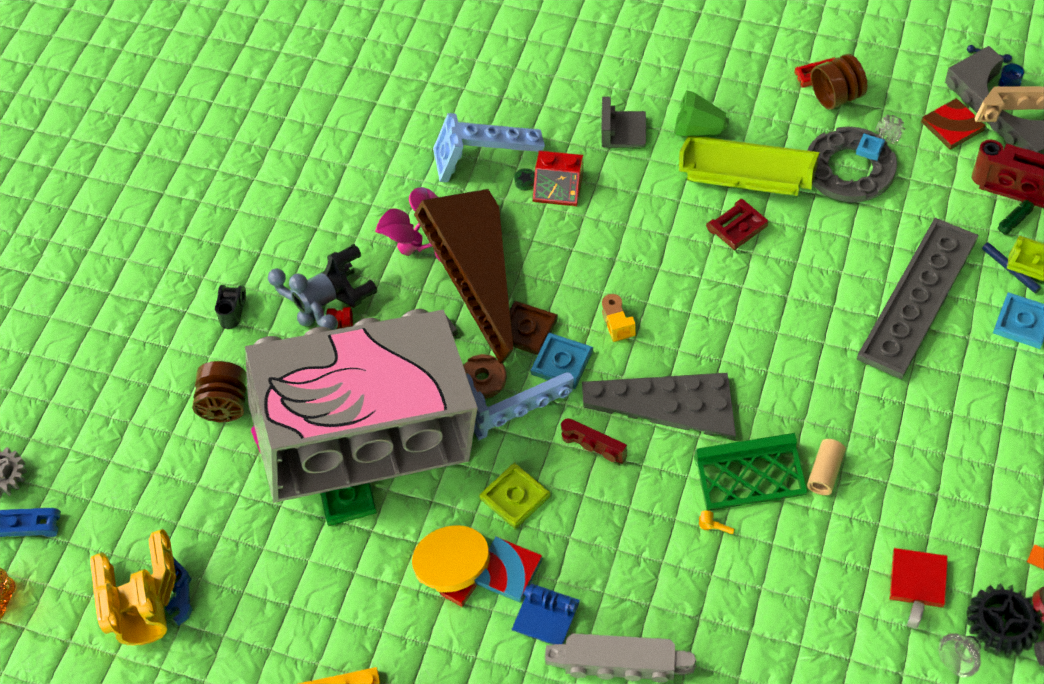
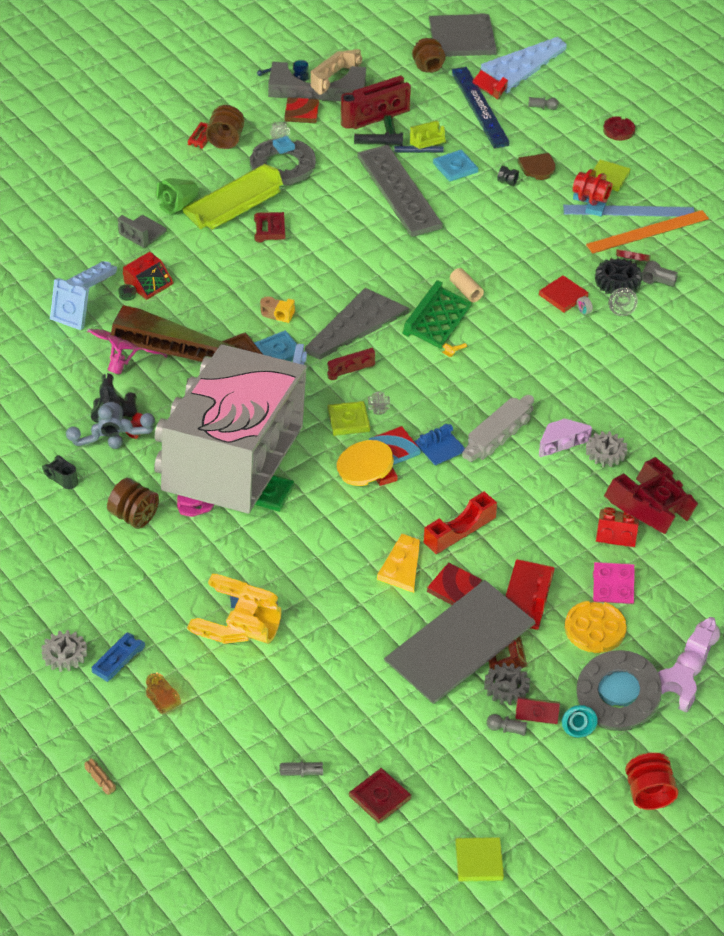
camera: 60 degrees left, 10 degrees down
(554, 509) = (379, 403): none -> clear gear
(990, 227) = (387, 139): none -> black pin

